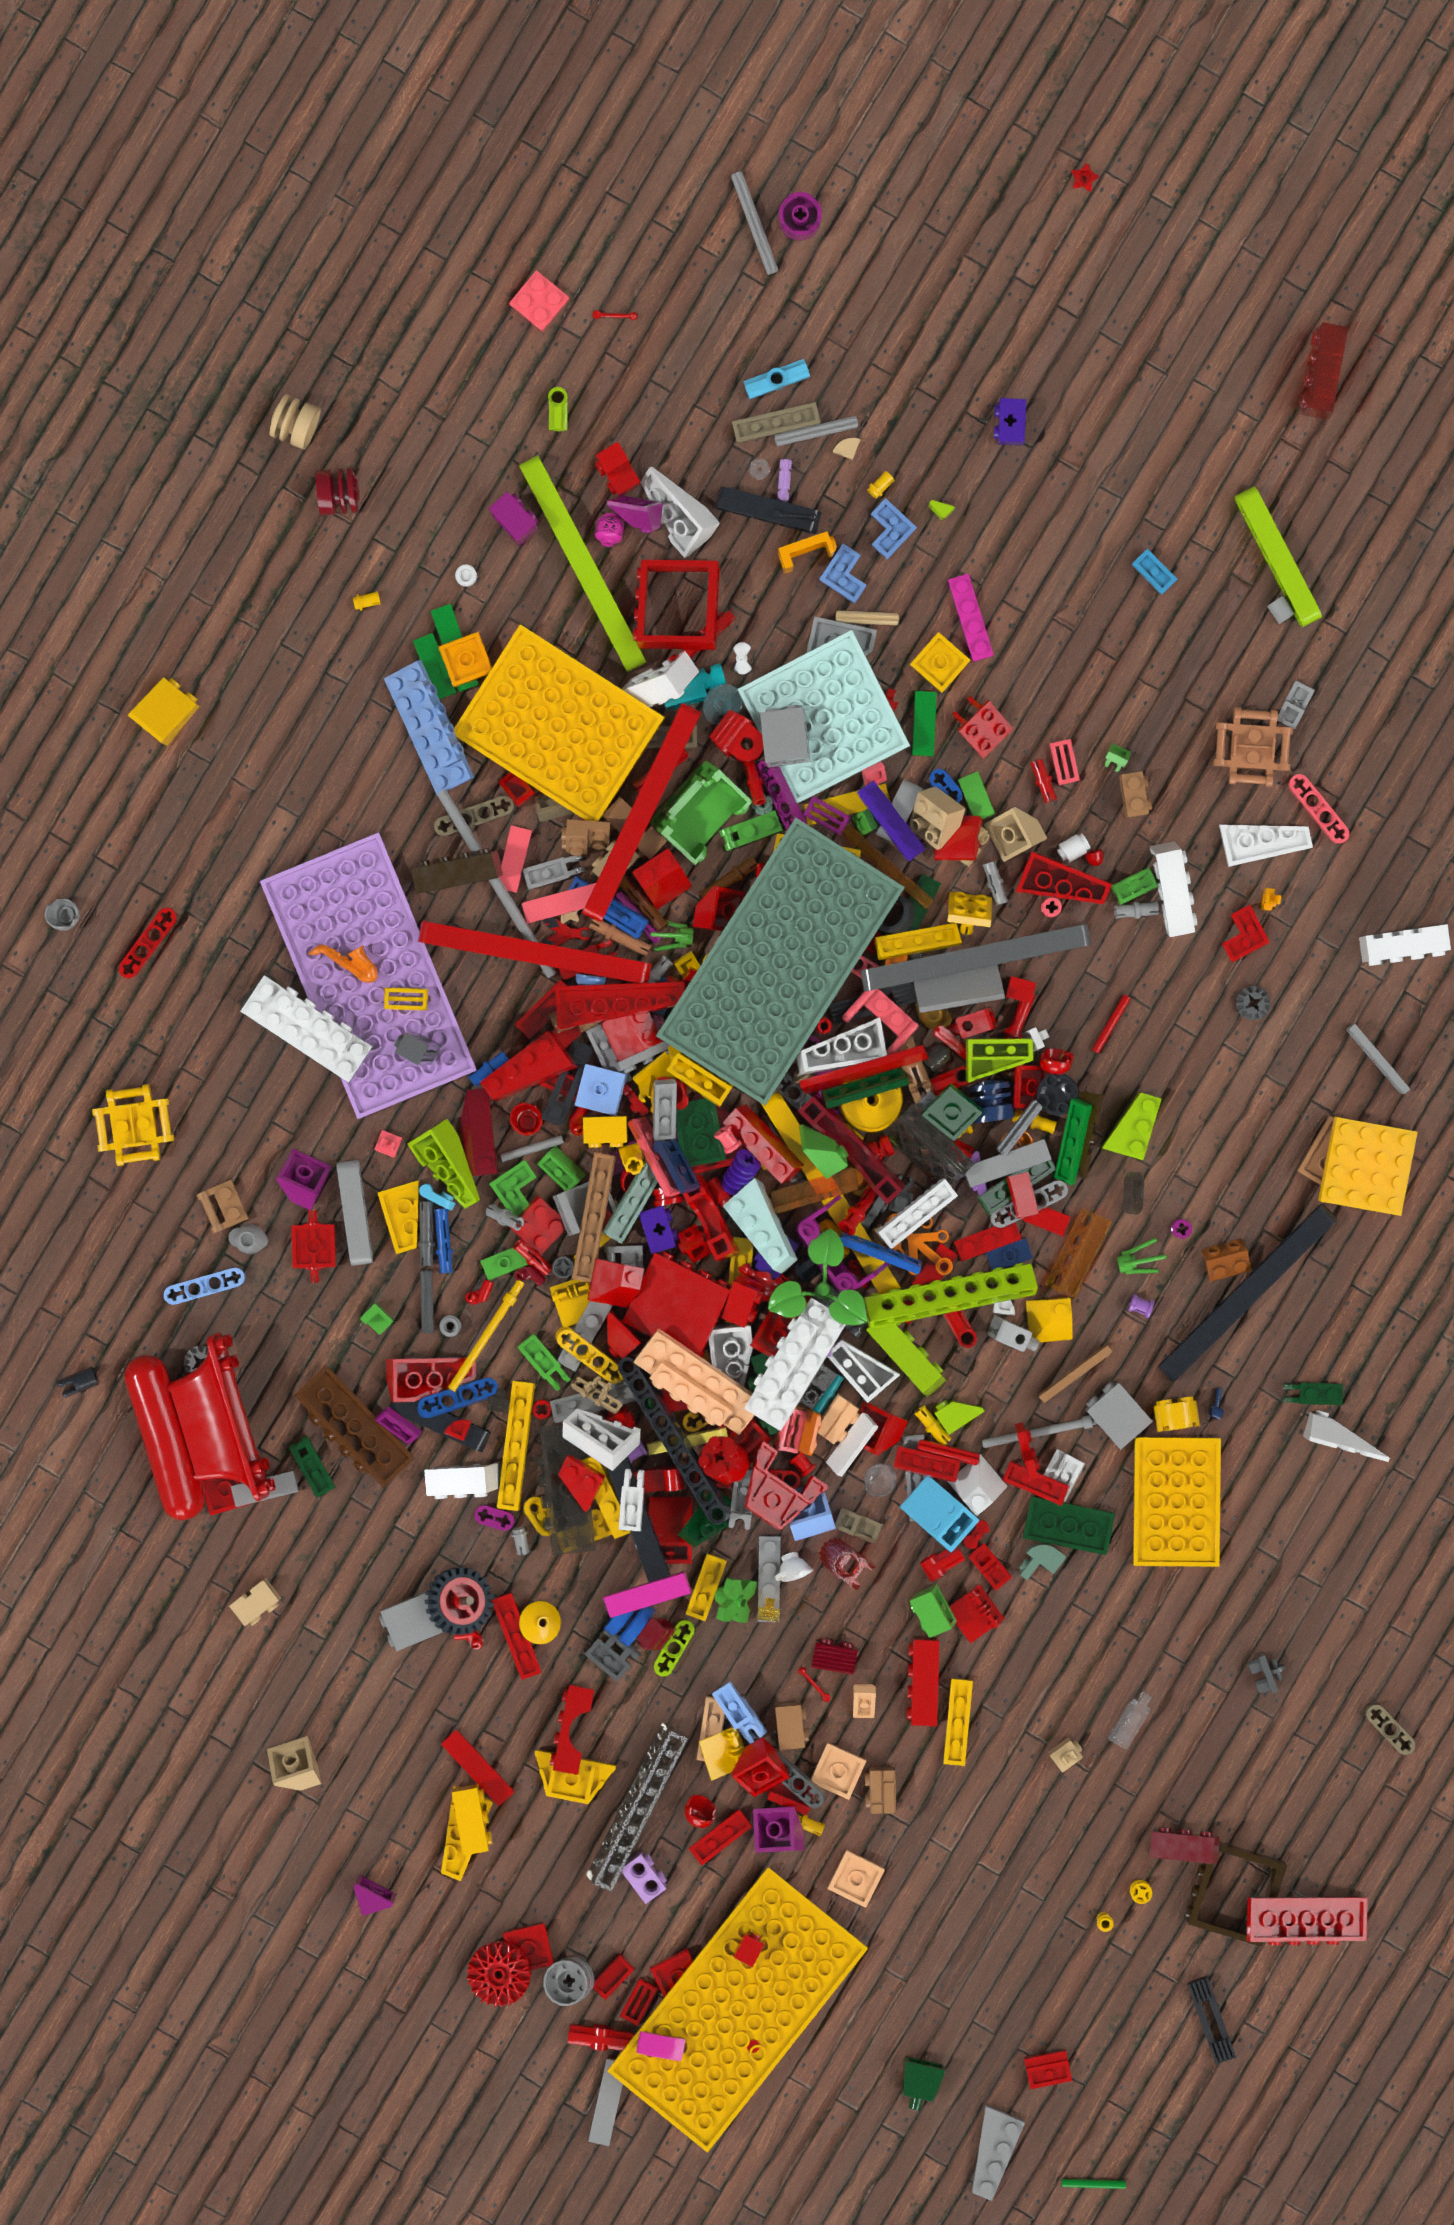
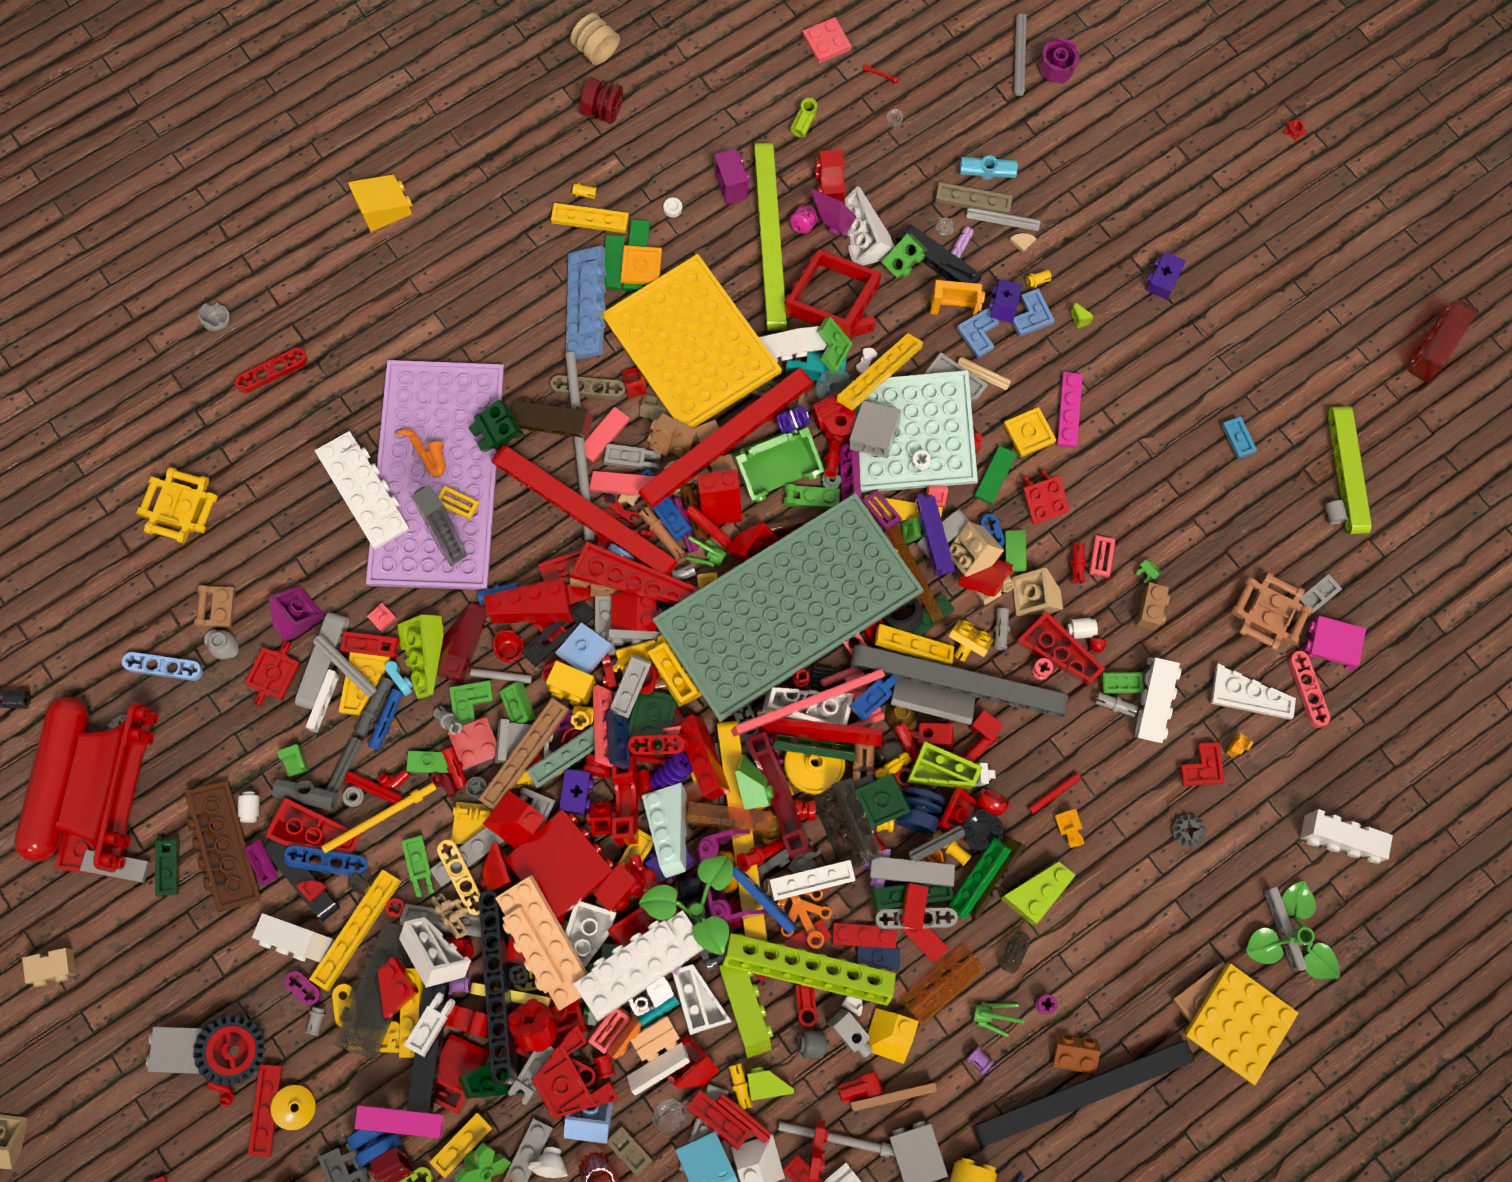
camera: 25 degrees right, 15 degrees down
(358, 1380) = (248, 807): none -> white brick
(375, 1247) = (322, 701): none -> white tile
(381, 1209) = (345, 666): none -> light grey axle
(387, 629) = (589, 218): none -> yellow plate
(391, 1177) = (369, 644): none -> red plate
(403, 908) = (496, 426): none -> dark green hips
(418, 1343) = (305, 794): none -> dark grey piece
(465, 1309) = (373, 788): none -> red axle
(648, 369) = (894, 124): none -> clear bush
(664, 911) = (708, 526): none -> red axle
(682, 1423) = (513, 978): none -> black bush
(697, 761) = (793, 419): none -> dark purple gear
(709, 665) = (837, 343): none -> bright green plate
(711, 1161) = (649, 739): none -> red beam
(730, 526) = (901, 251): none -> bright green brick
(763, 670) = (879, 371): none -> yellow plate
(841, 1051) = (807, 702): none -> coral tile
(851, 745) = (915, 460): none -> white bush
(858, 530) = (1005, 300): none -> dark purple brick
(900, 1014) = (873, 698): none -> blue hinge
(947, 1072) = (894, 765): none -> yellow axle
(982, 1360) = (812, 1044): none -> dark grey head
(1047, 1374) = (865, 1086): none -> red piece
(1138, 1050) = (1070, 824): none -> light orange plate
(1326, 750) = (1335, 641): none -> dark pink panel
(1365, 1083) = (1266, 948): none -> bright green plant

